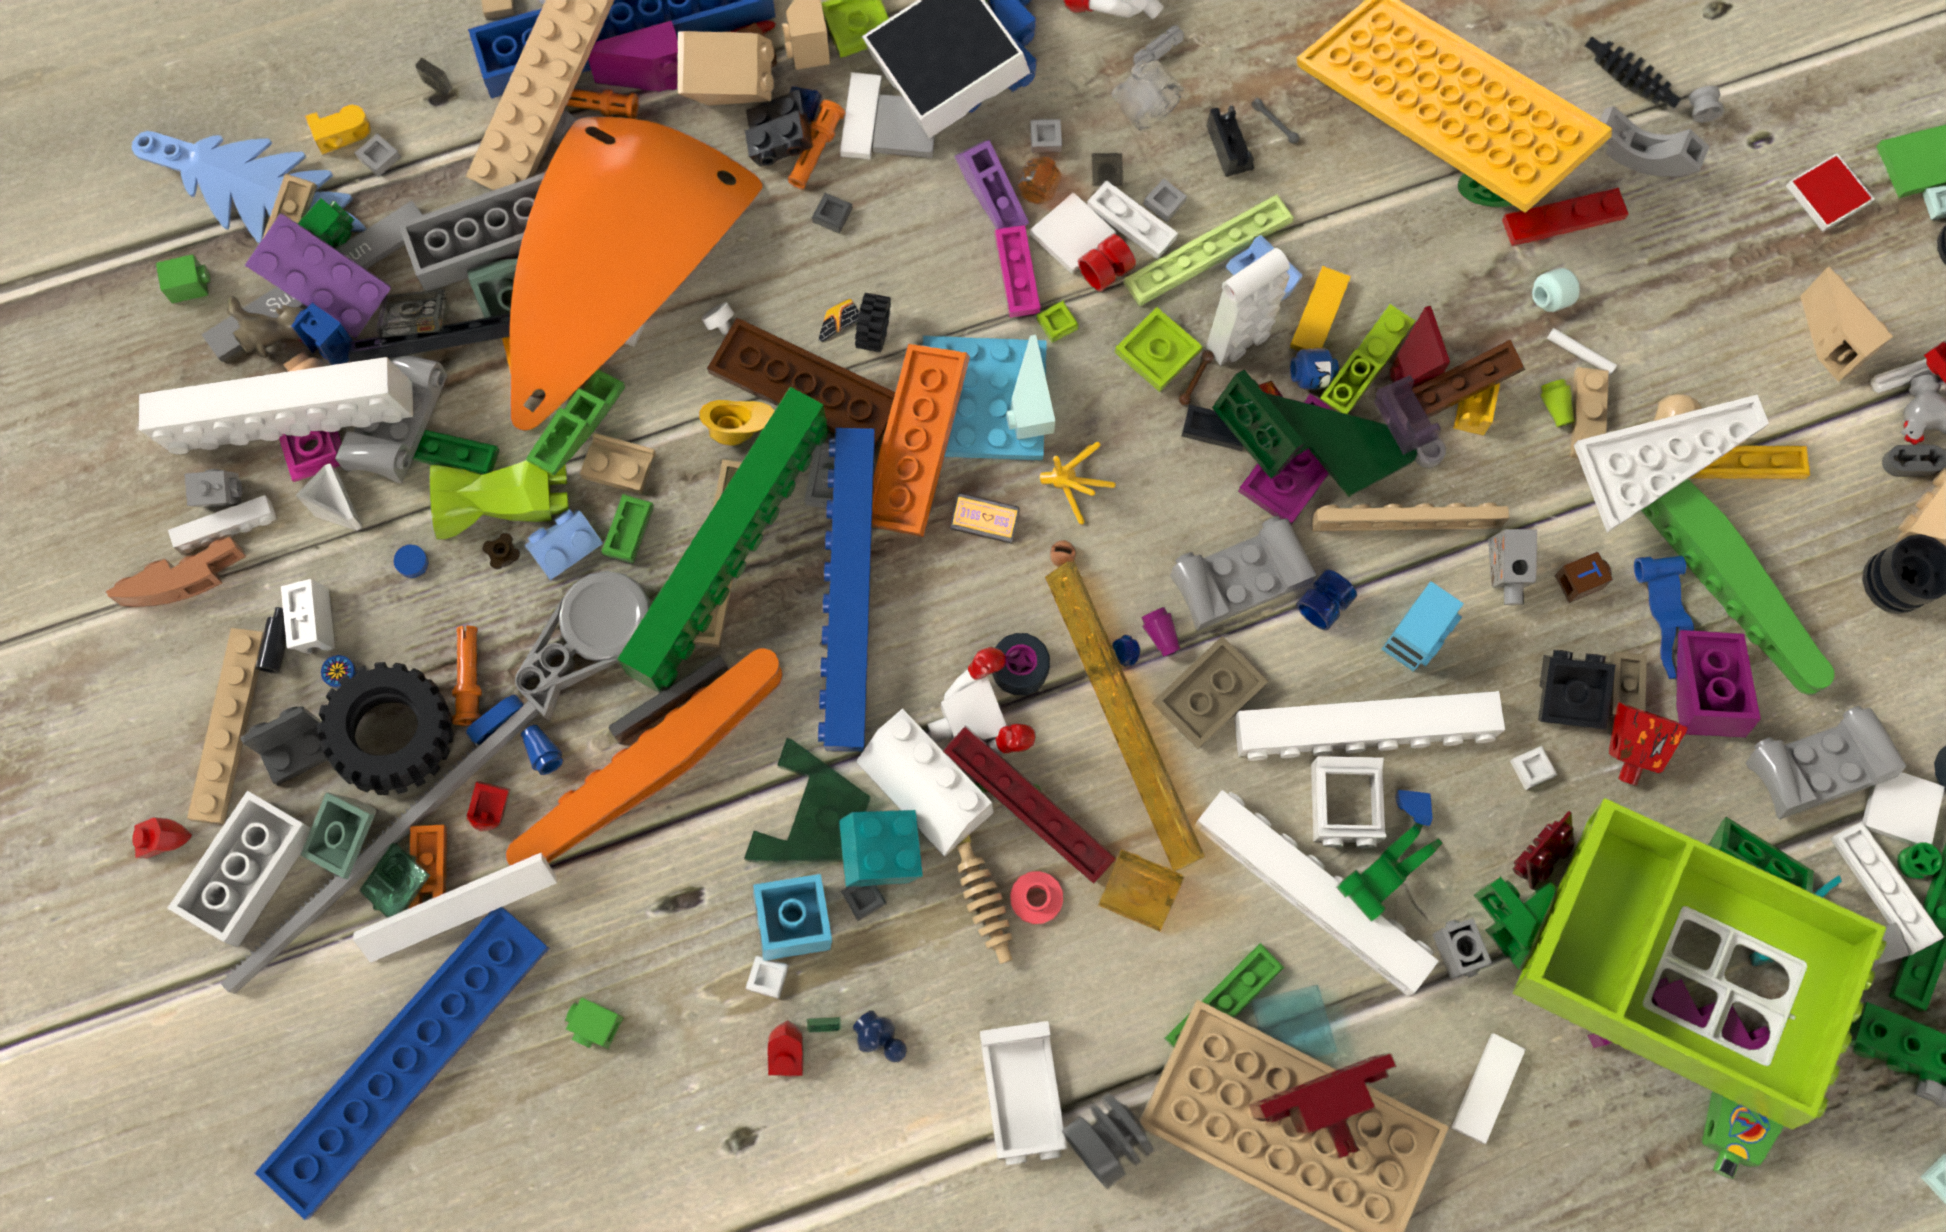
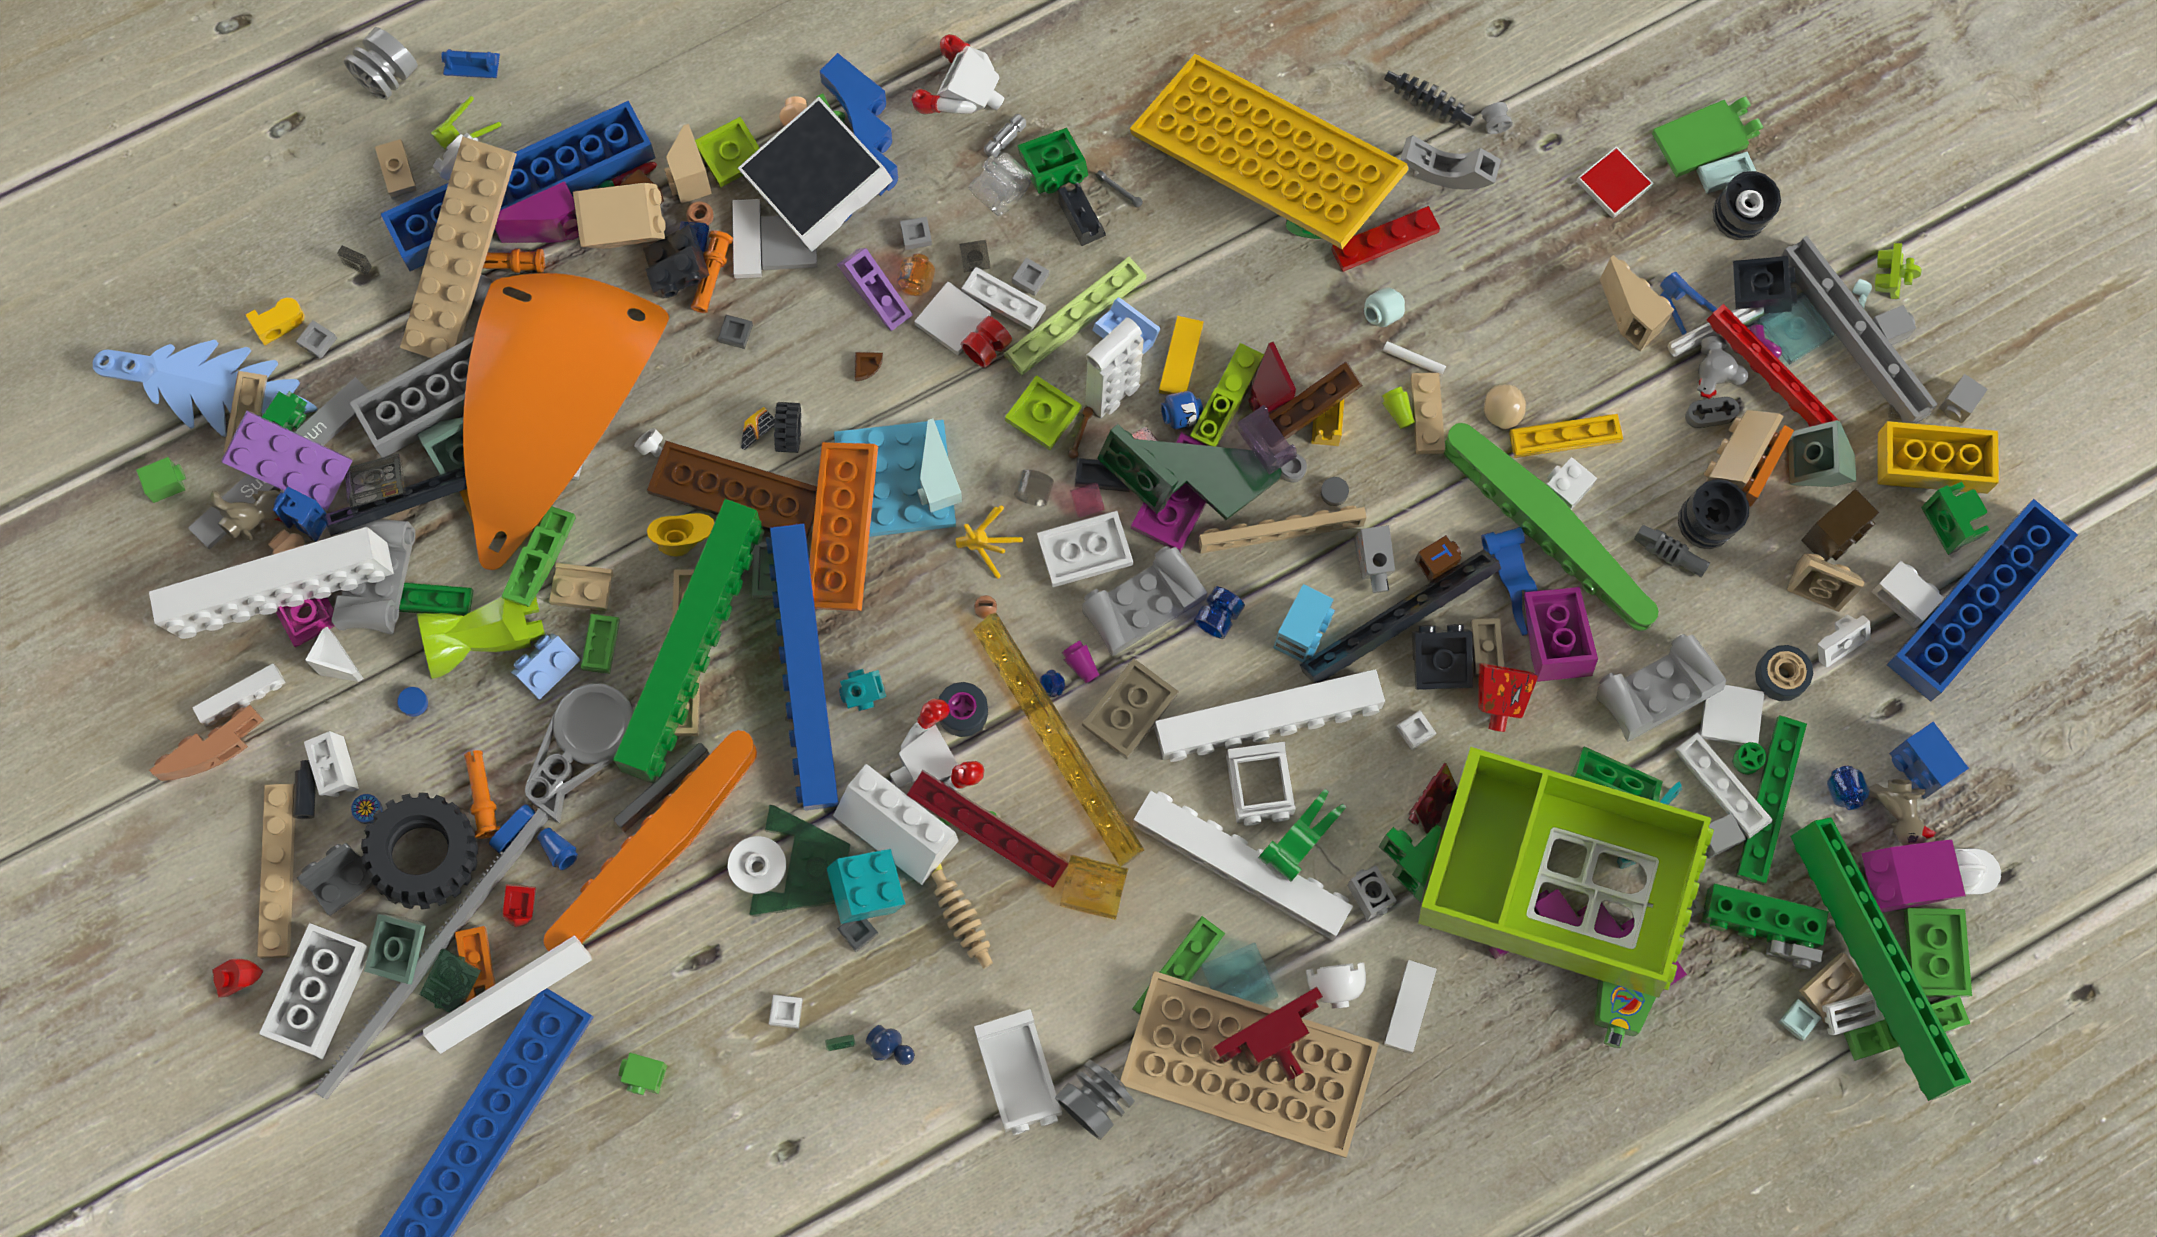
camera: 10 degrees left, 0 degrees up
(213, 488) = (227, 664): light grey head -> none
(507, 557) = (499, 683): dark brown plate -> none
(756, 788) = (752, 851): none -> white dish
(785, 1050) = (811, 1070): red plate -> none
(792, 917) = (799, 956): medium azure brick -> none
(814, 75) = (697, 208): none -> nougat plate
(921, 624) = (870, 685): none -> teal brick
(971, 269) = (867, 364): none -> reddish brown tile
(985, 518) = (912, 586): slope -> none
(1017, 271) = (908, 361): dark pink plate -> none
(1034, 914) = (1011, 921): coral piece -> none
(1057, 321) = (950, 400): lime tile -> none
(1136, 429) = (1033, 487): none -> clear smoke piece
(1183, 506) = (1084, 549): none -> white plate
(1194, 452) = (1087, 500): none -> clear pink tile
(1208, 80) = (1053, 161): none -> green plate
(1410, 1047) = (1338, 983): none -> white cylinder
(1416, 804) = (1319, 777): blue tile -> none
(1473, 484) = (1334, 491): none -> dark grey tile
(1532, 636) = (1400, 616): none -> black plate
(1648, 460) = (1480, 448): white wing -> none
(1748, 512) = (1571, 482): none -> white head
(1852, 608) = (1670, 550): none -> dark grey hinge
(1892, 316) = (1676, 288): none -> blue plant

